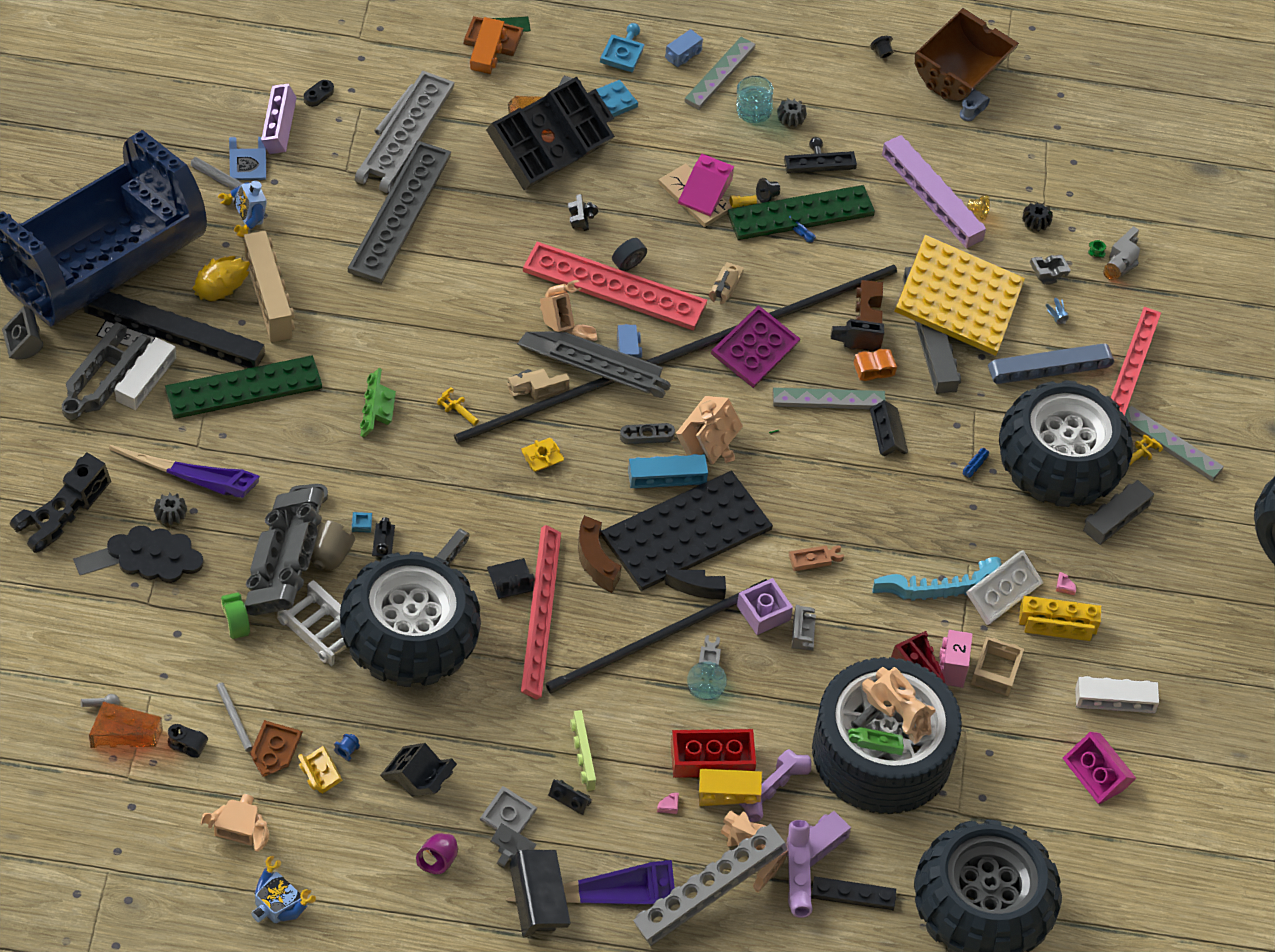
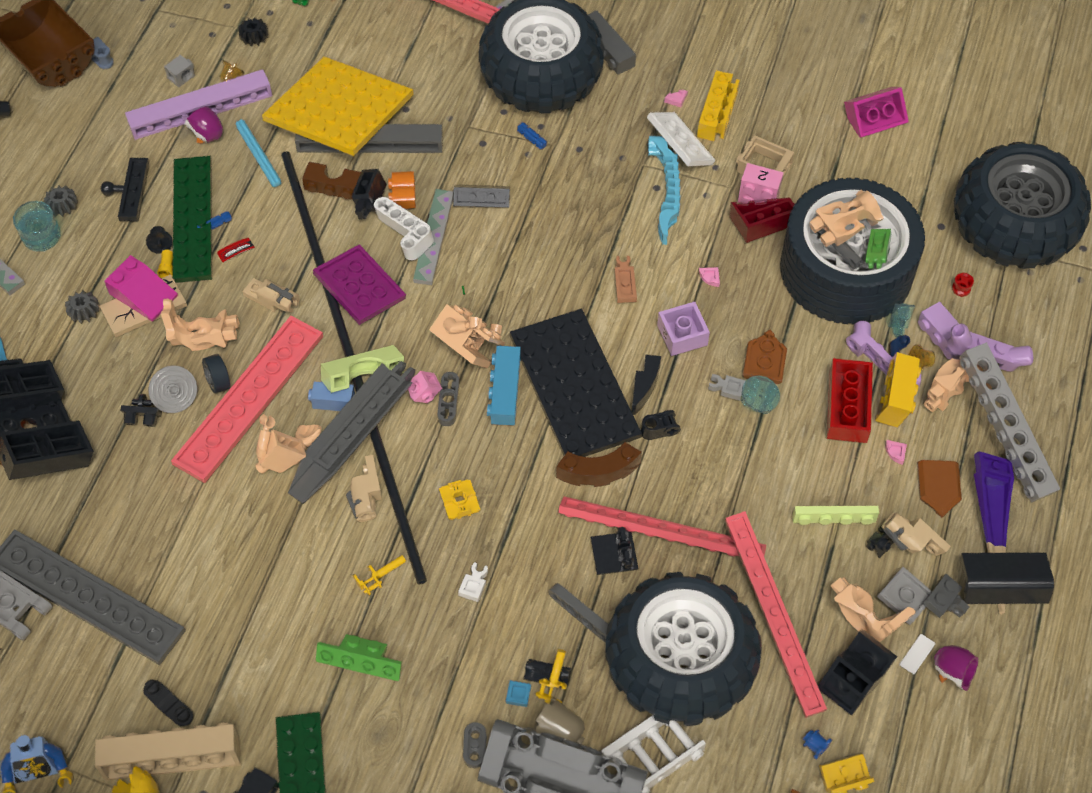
camera: 75 degrees left, 5 degrees up
(314, 282) = (168, 703): none -> black piece
(371, 538) = (553, 678): none -> yellow piece
(448, 827) = (917, 654): none -> white sticker
(458, 474) = (473, 585): none -> white plate
(466, 700) = (776, 615): none -> coral plate
(485, 762) = (859, 610): none -> light nougat hips
(562, 681) = (698, 422): black piece -> none
(566, 808) = (913, 535): none -> tan plate
(606, 227) = (172, 389): none -> light grey shield
(638, 843) = (939, 484): none -> dark orange tile
(645, 339) = (338, 373): none -> yellowish green arch
(650, 408) = (424, 387): none -> bright pink brick
(653, 602) = (662, 423): none -> black piece
(670, 222) = (209, 330): none -> light nougat hips
(680, 151) = (82, 306): none -> dark grey gear
(752, 684) = (765, 358): none -> dark orange tile
(776, 251) = (235, 249): none -> sticker
(781, 817) = (926, 357): none -> clear yellow piece
(794, 799) = (898, 344): none -> dark blue arm
(803, 628) = (708, 307): light grey hinge -> none
(819, 793) = (901, 318): none -> clear light blue hinge
(822, 380) = (415, 231): none -> white beam
(841, 632) = (710, 276): none -> bright pink tile
(853, 893) = (999, 312): black plate -> none
(887, 851) = (962, 284): none -> red wheel
(890, 247) = (258, 153): none -> medium azure axle
(906, 197) = (205, 125): none -> magenta piece
(969, 169) = (179, 70): none -> light grey brick
(1050, 268) = (318, 33): dark grey cylinder -> none
(1050, 363) = (430, 57): sand blue beam -> none
(1061, 315) = (373, 40): flat silver piece -> none
(1117, 694) = (802, 83): white brick -> none

